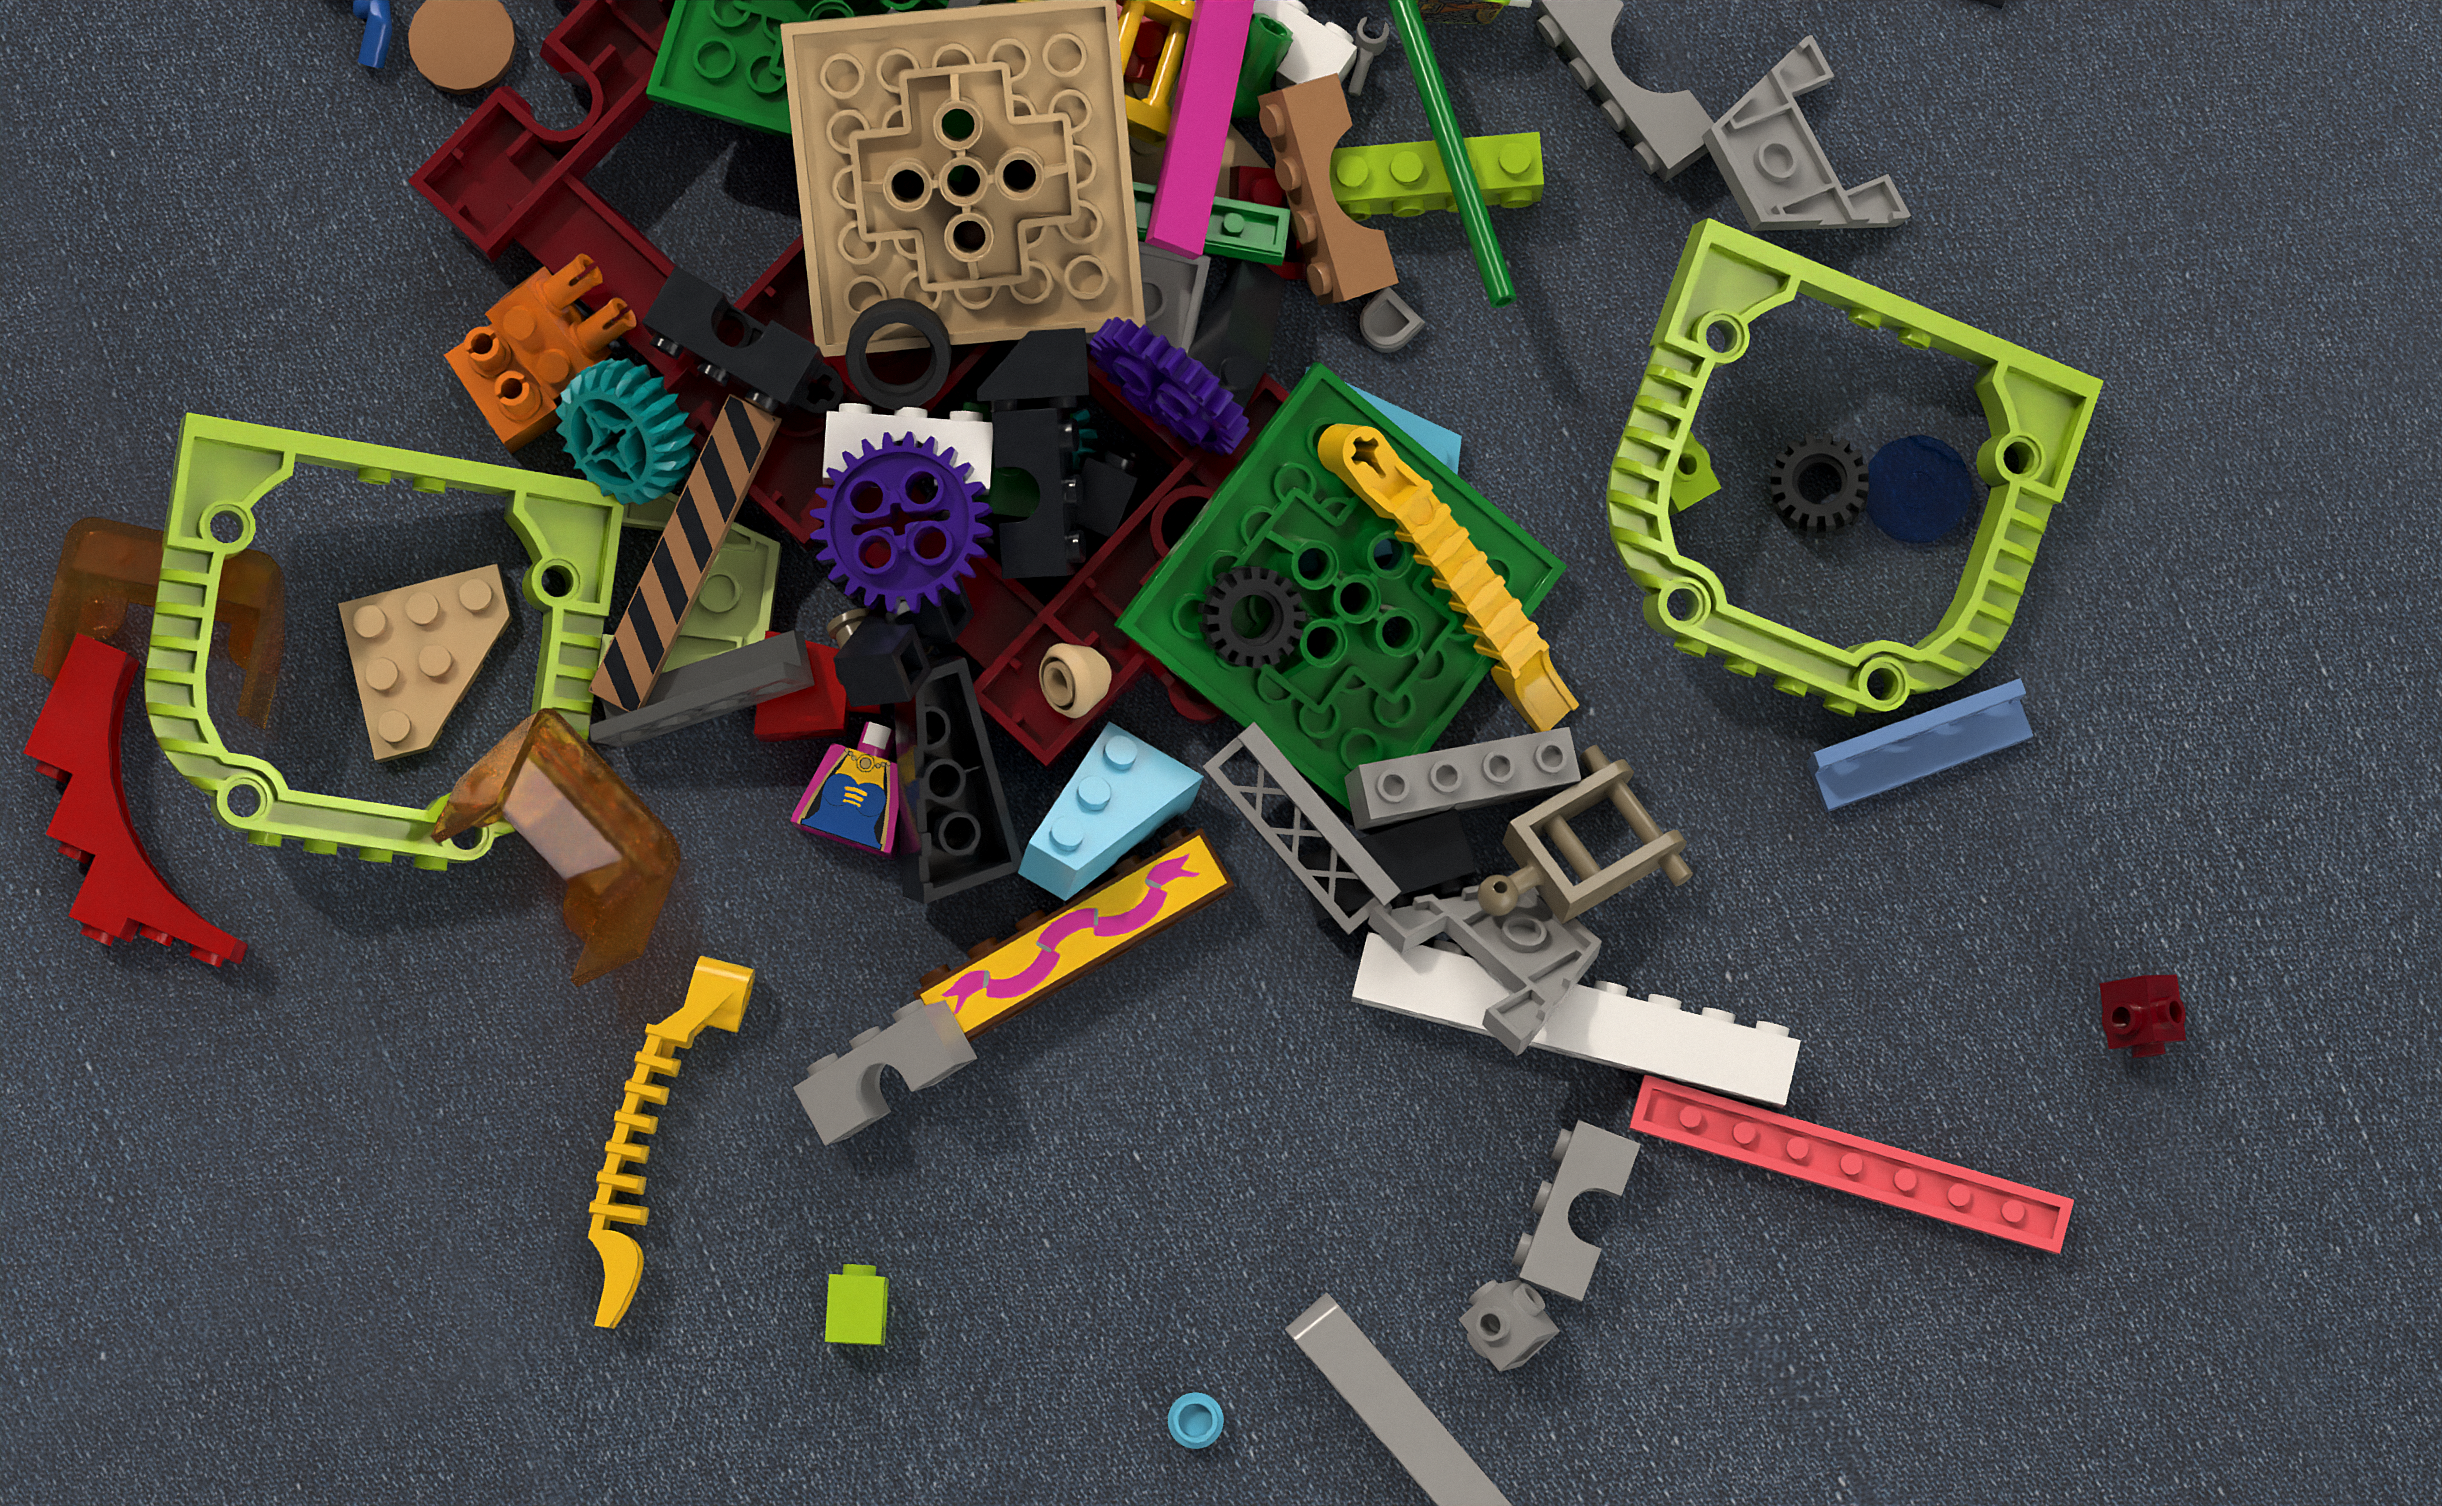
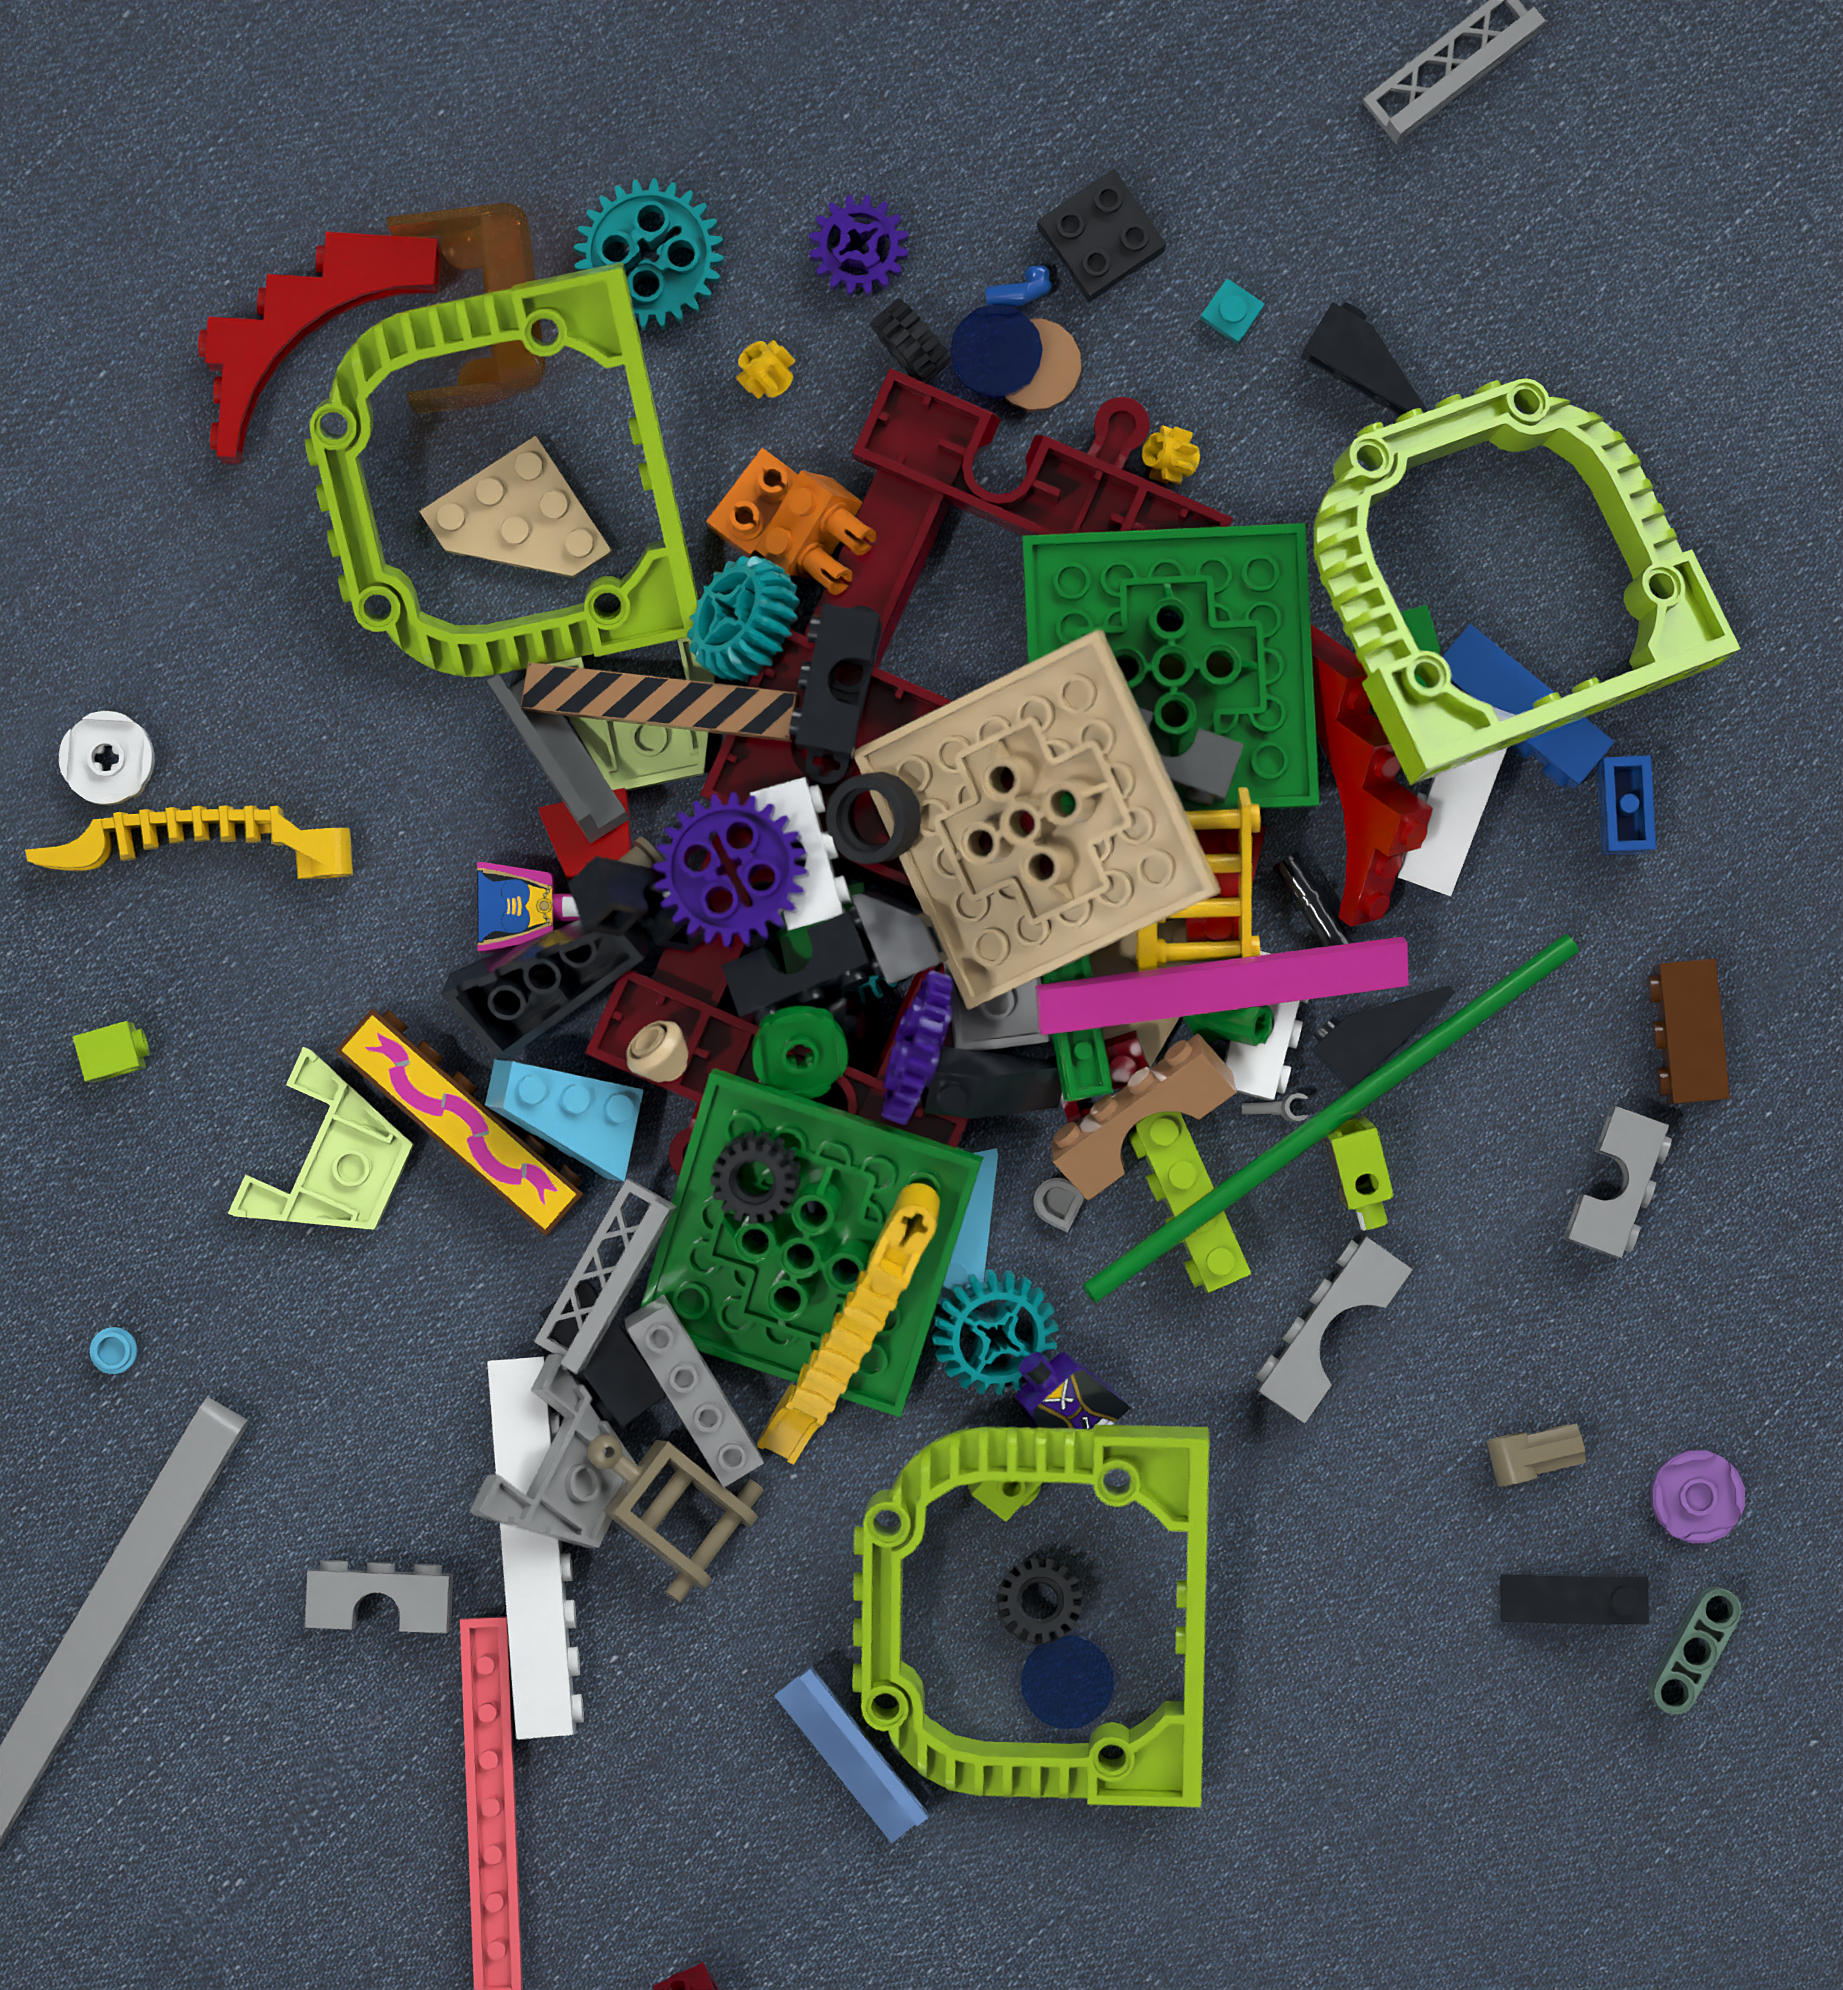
camera: 70 degrees right, 5 degrees up
(139, 430) = (621, 223): none -> teal gear
(239, 185) = (848, 229): none -> dark purple gear
(358, 326) = (765, 369): none -> yellow gear
(384, 156) = (910, 341): none -> black tyre
(432, 73) = (996, 351): none -> clear blue tile
(512, 1173) = (89, 738): none -> white plate
(585, 829) = (417, 701): clear orange windscreen -> none
(846, 1092) = (326, 1031): light grey arch -> none
(1080, 1084) = (348, 1166): none -> yellowish green wing
(1099, 528) = (800, 1026): none -> green plate
(1478, 394) = (1003, 1314): none -> teal gear
(1507, 1323) = (269, 1573): light grey brick -> none
(1603, 376) = (1066, 1394): none -> torso
(1779, 165) = (1296, 1477): light grey wing -> none

